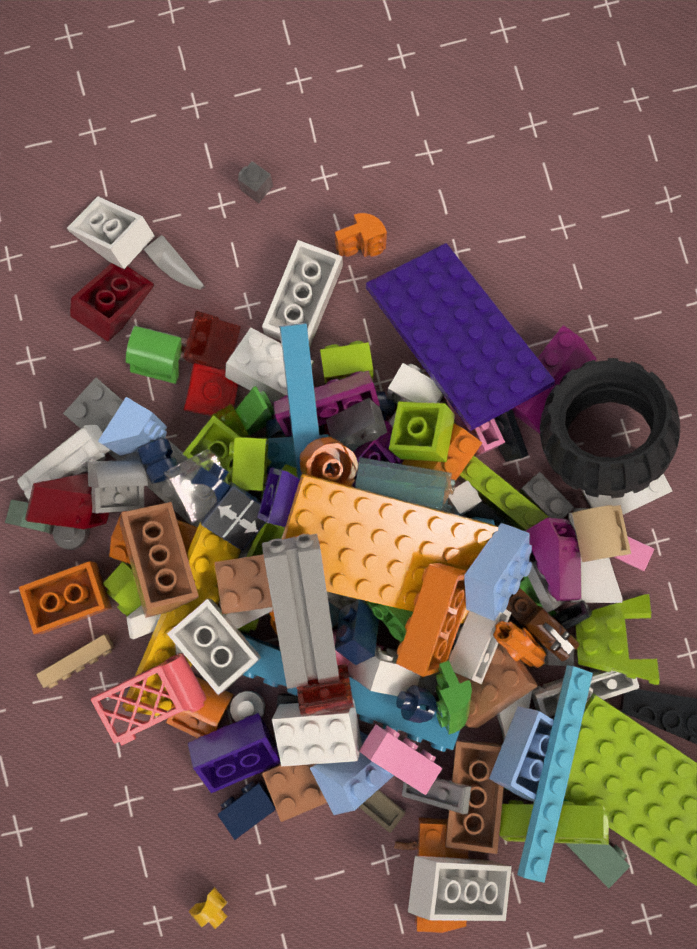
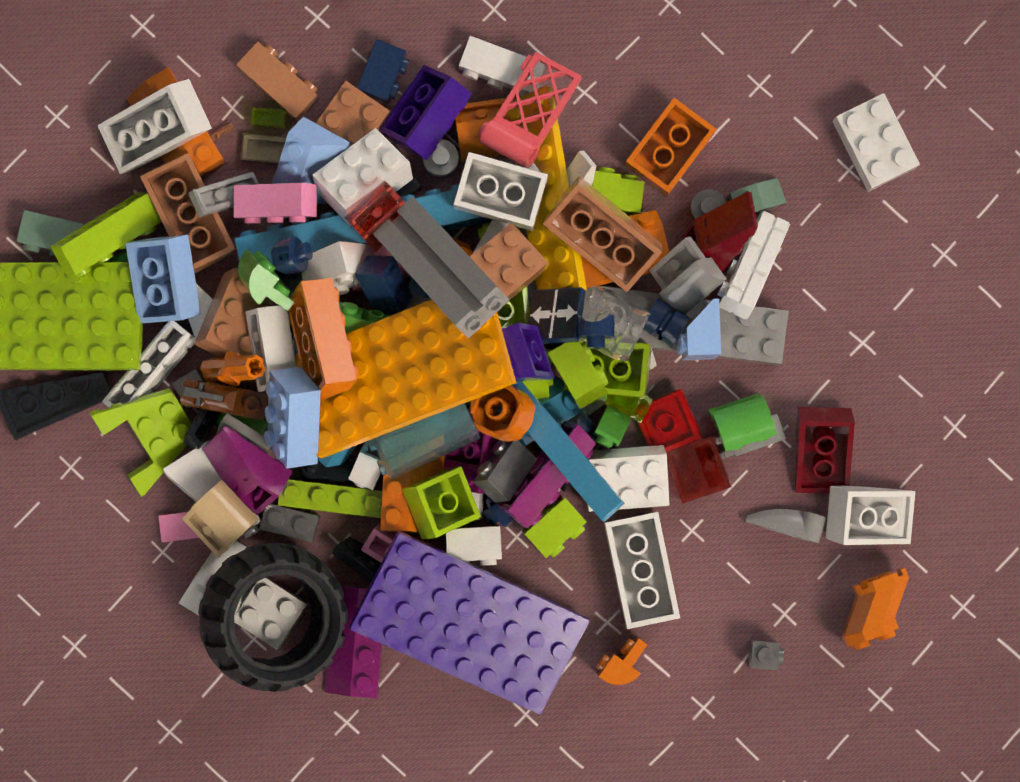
camera: 135 degrees right, 5 degrees up
(75, 661) = (623, 98): tan piece -> none
(152, 161) = (875, 609): none -> orange brick
(155, 754) = (495, 65): none -> white brick
(334, 858) = (278, 80): none -> nougat brick
(362, 832) = (268, 117): none -> clear neon green piece
(555, 774) = (133, 277): medium azure plate -> none
(604, 436) = (270, 612): none -> white brick

